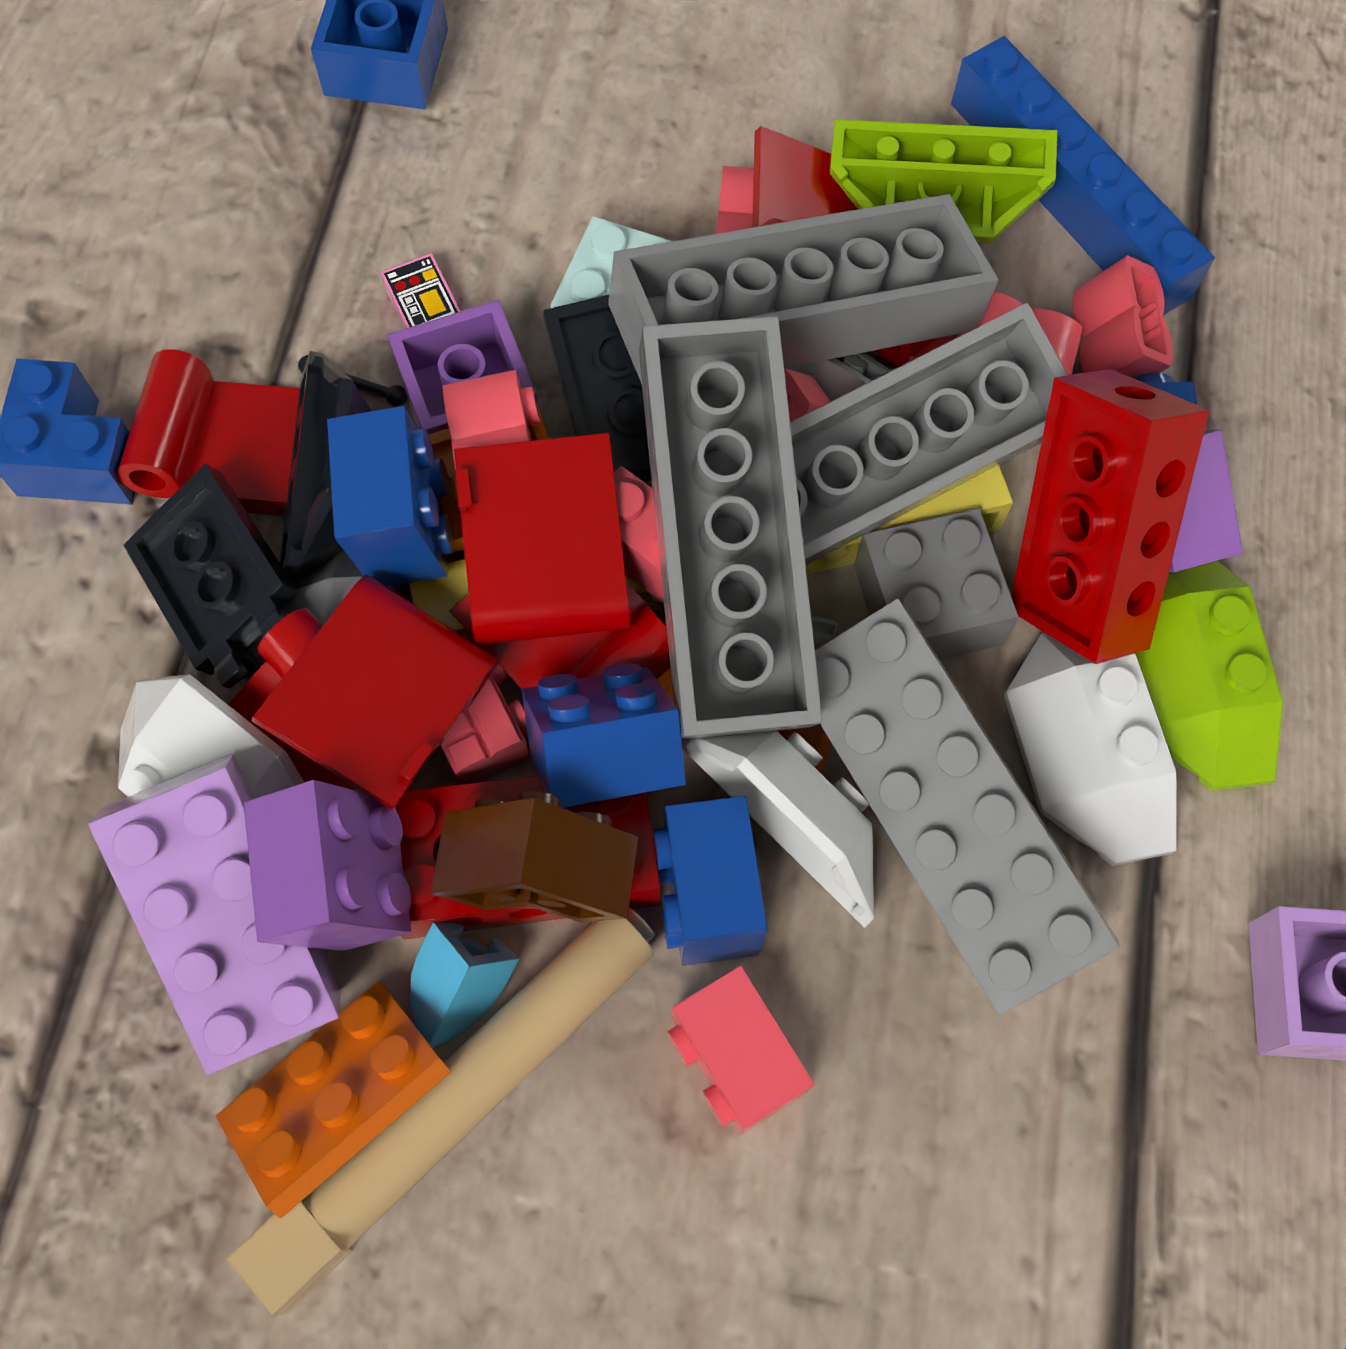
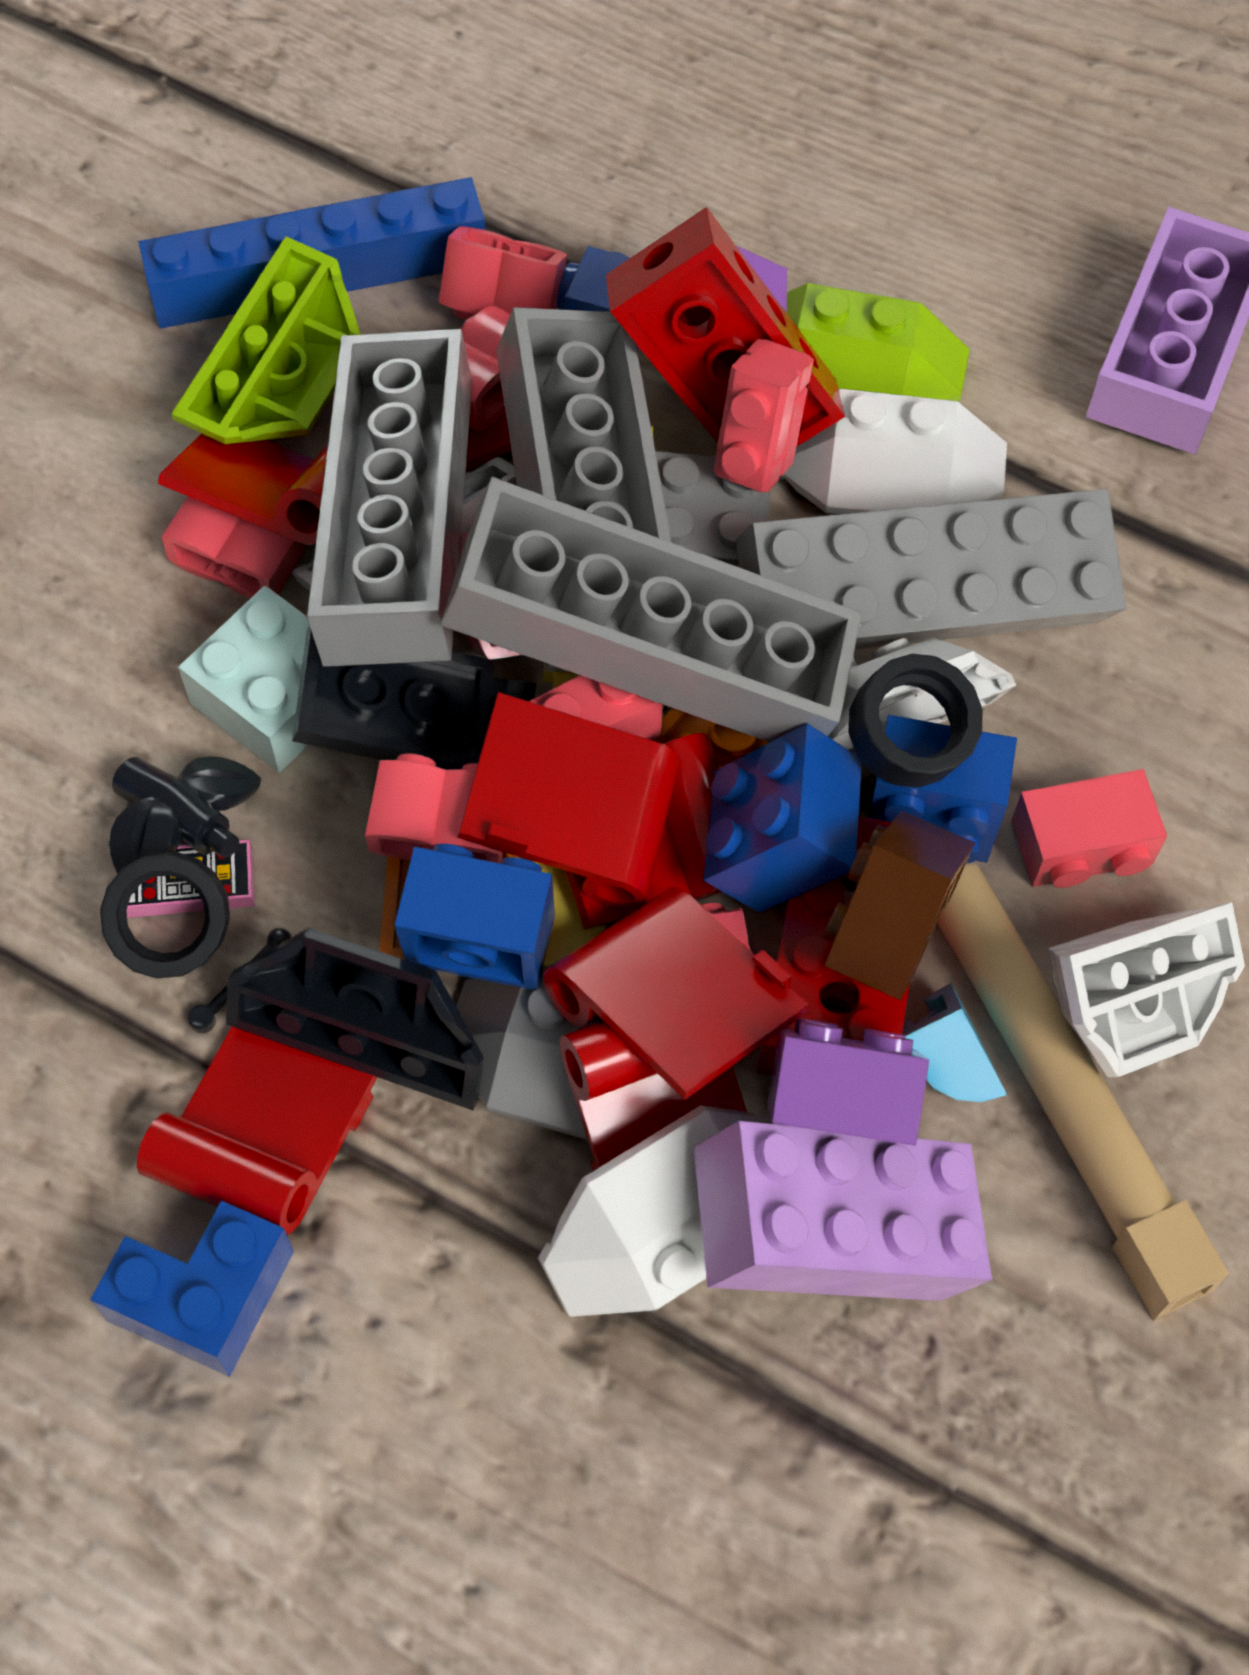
camera: 70 degrees left, 5 degrees down
(212, 576) = (446, 1158): black tile -> none
(330, 1098) = (1040, 1182): orange plate -> none
(343, 279) = (132, 952): none -> black tyre
(453, 351) = (310, 854): medium lavender brick -> none
(479, 274) = (178, 808): none -> black plant
(564, 1143) = (1148, 985): none -> white wedge
(671, 810) = (953, 693): none -> black tyre
(1037, 572) = (762, 415): none -> coral brick

